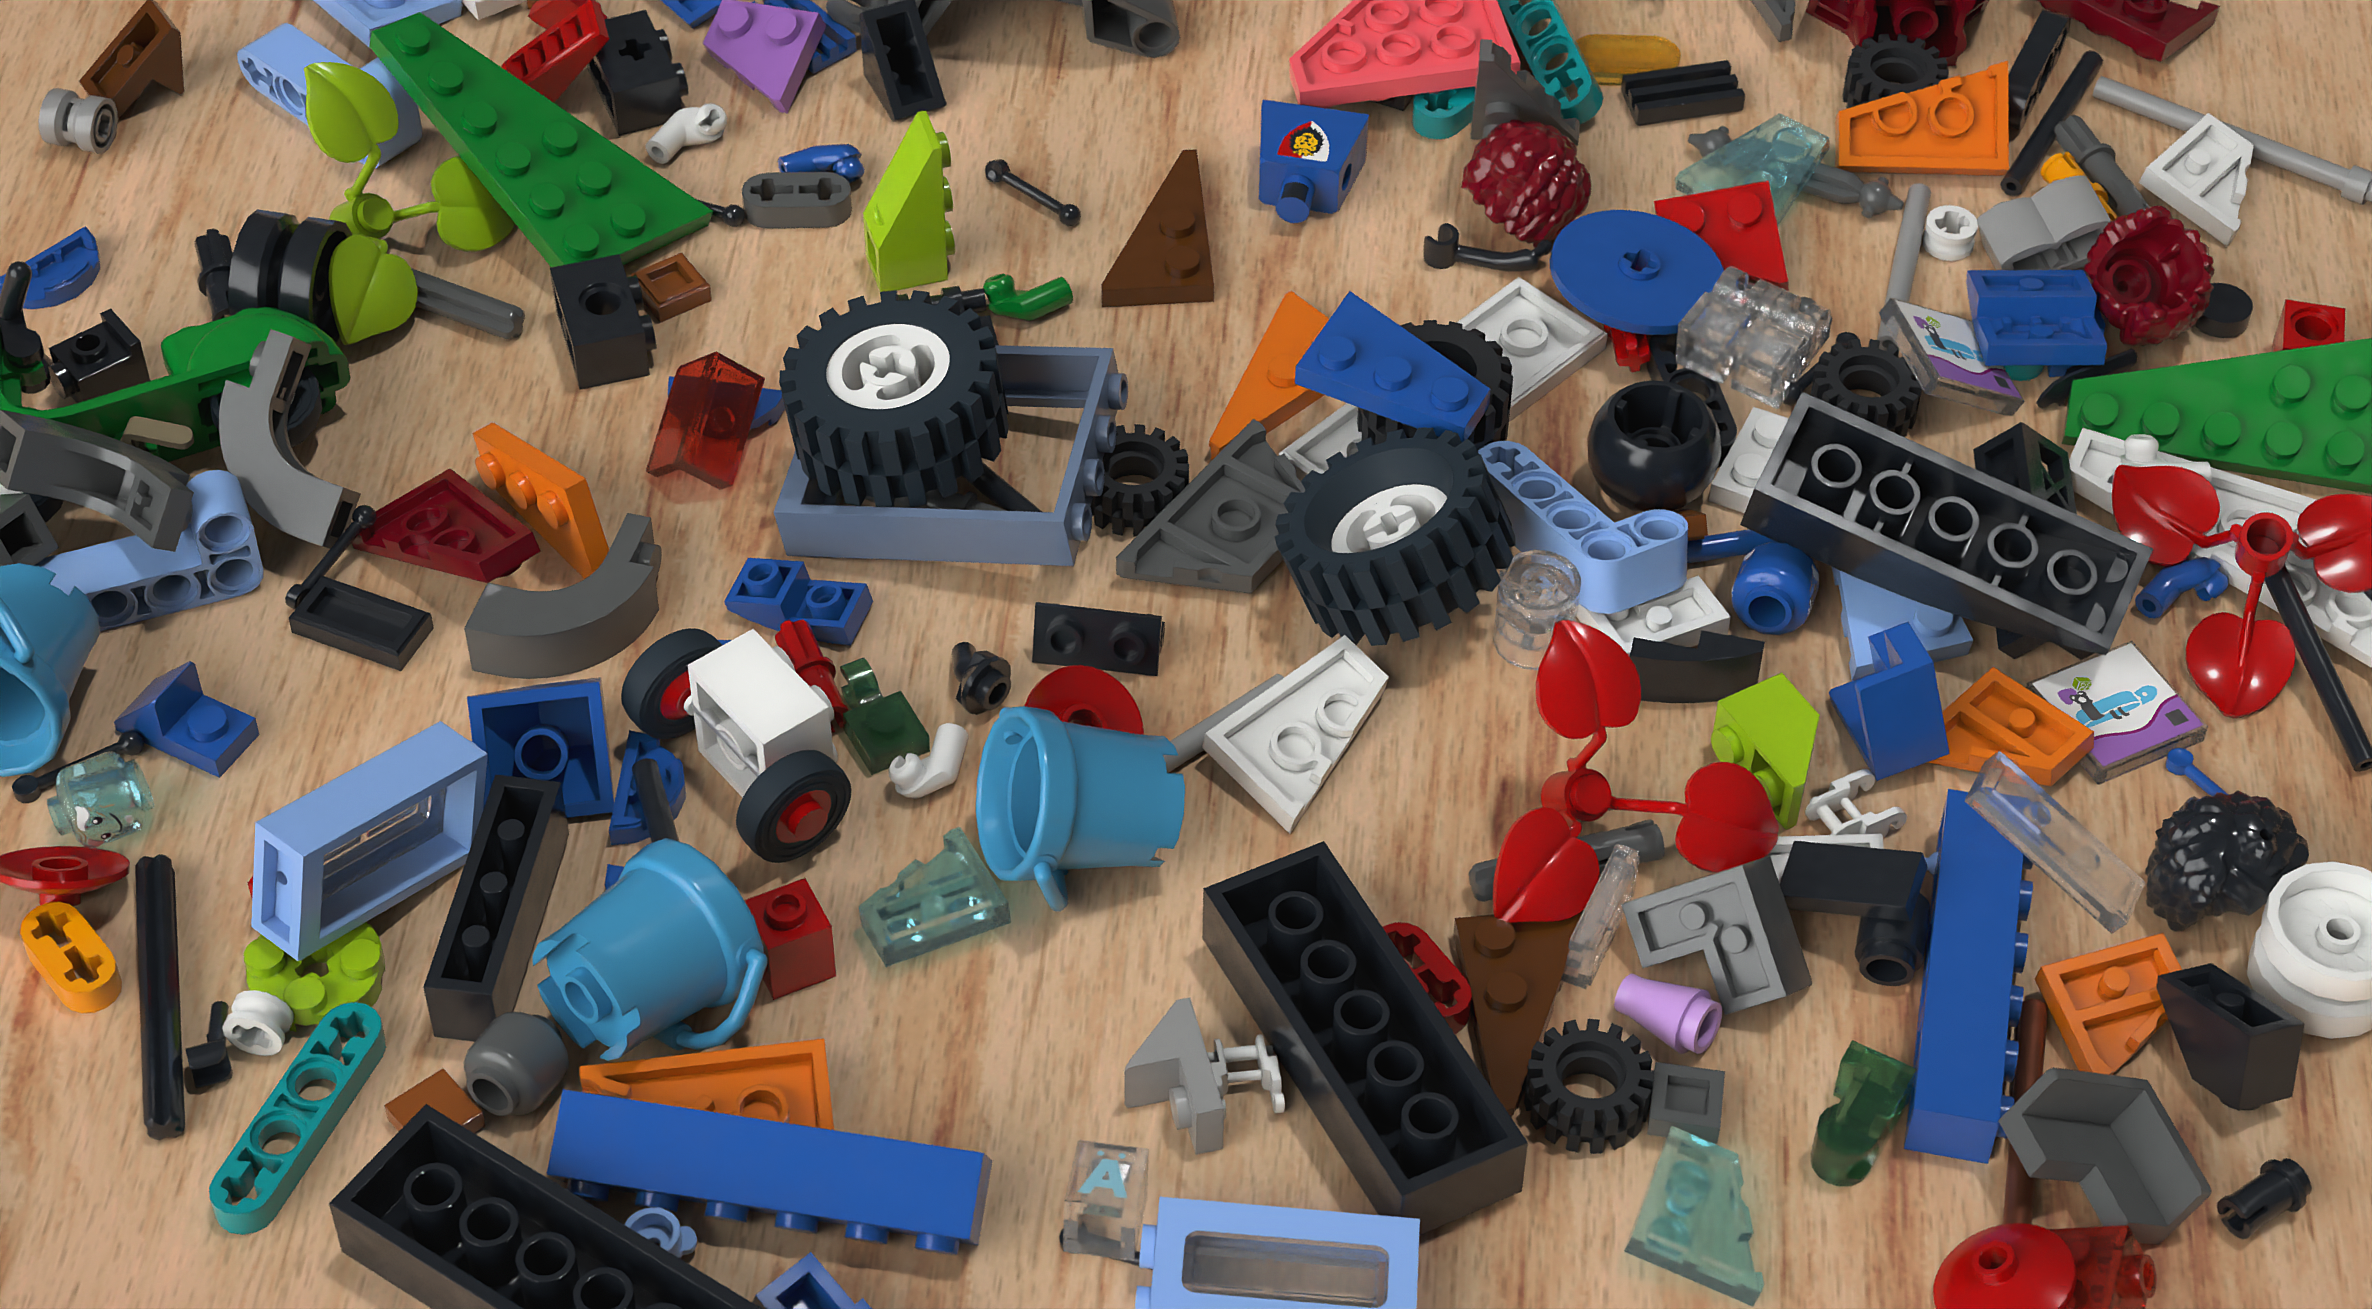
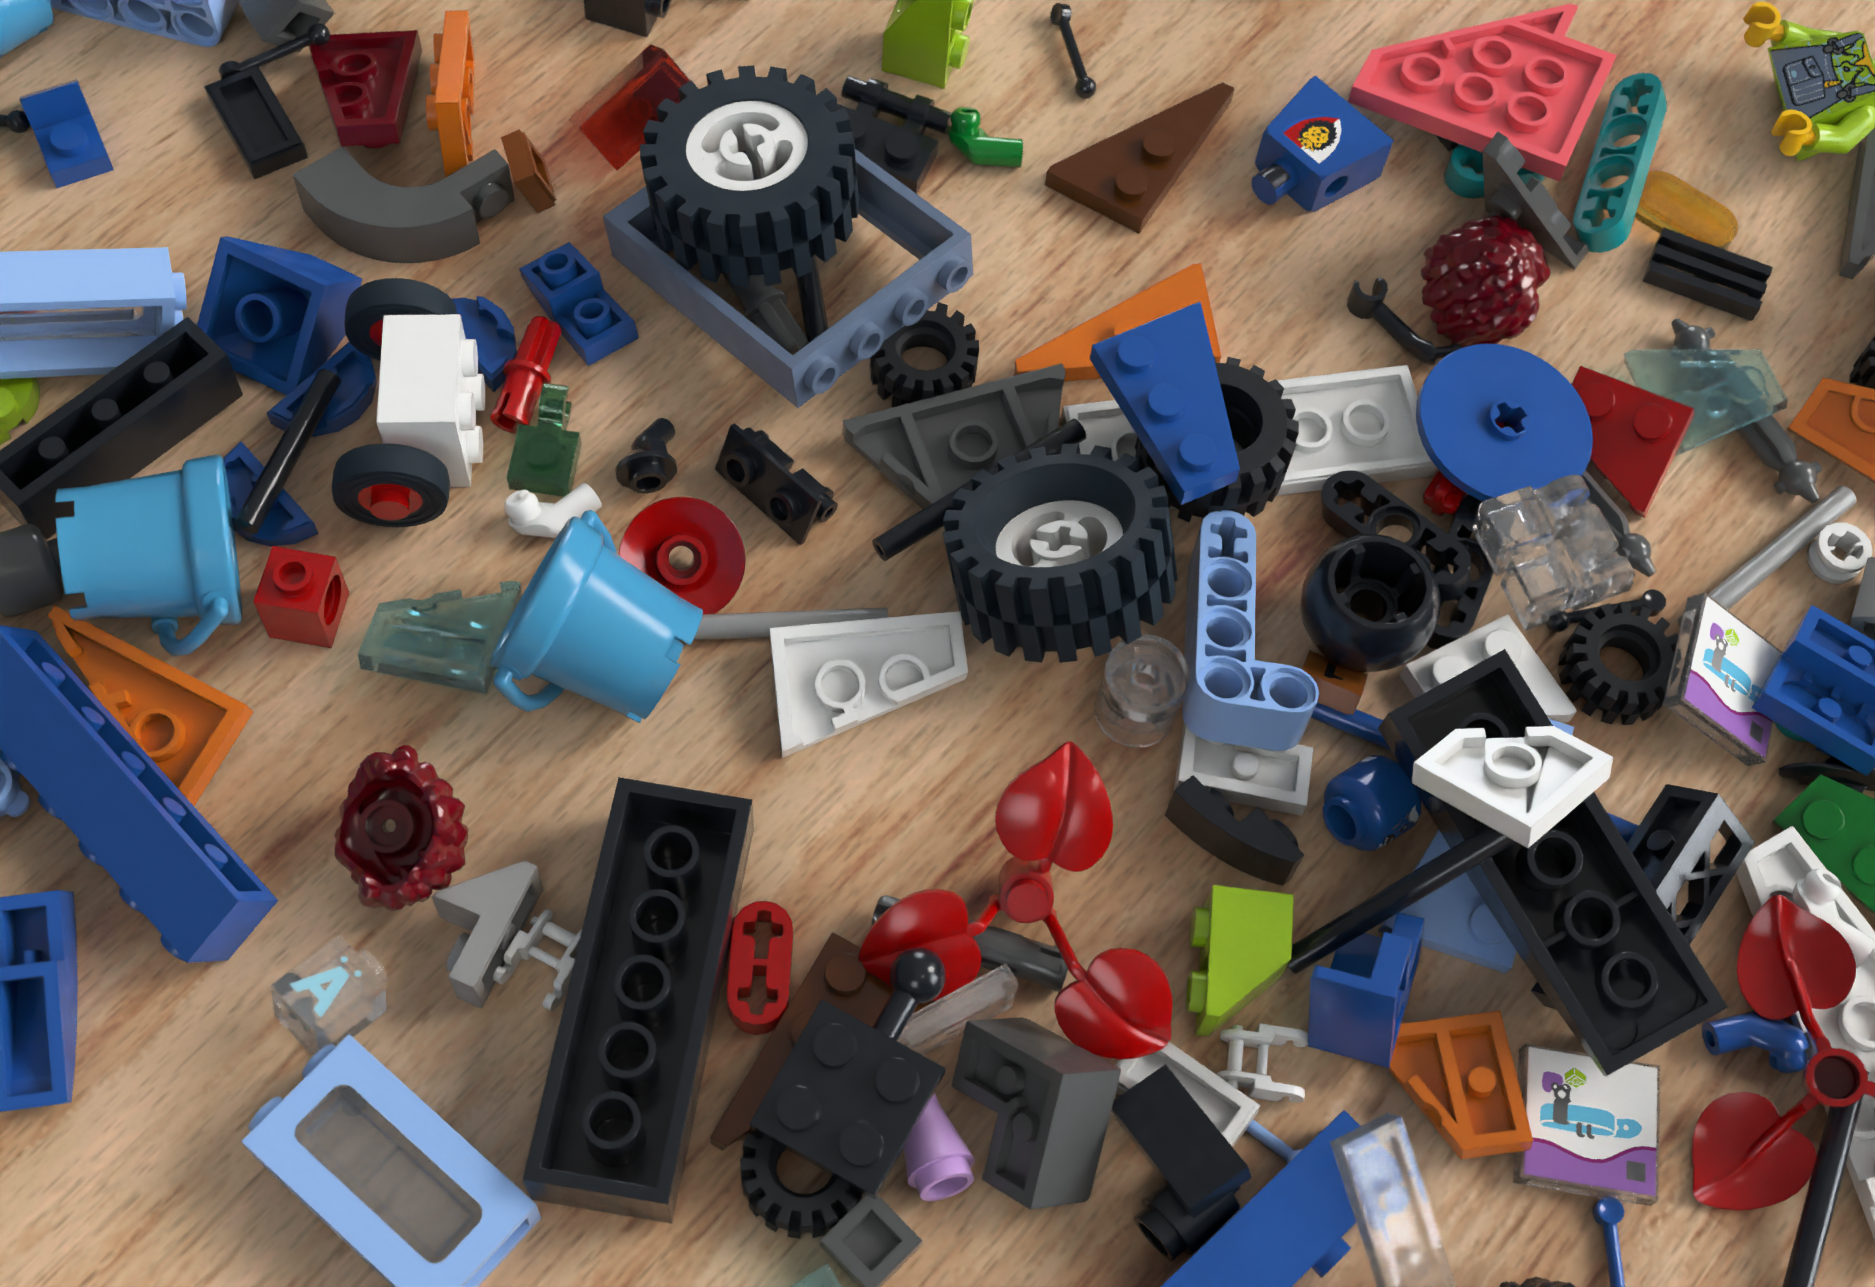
camera: 30 degrees right, 15 degrees up
(668, 521) = (529, 171): none -> dark orange tile
(1060, 1030) = (427, 838): none -> dark red hair
(1269, 558) = (931, 517): none -> black piece
(1580, 382) = (1387, 510): none -> black beam
(1584, 993) = (851, 1087): none -> black plate
(1866, 612) = (1397, 897): none -> black piece
(1897, 467) = (1513, 782): none -> white plate

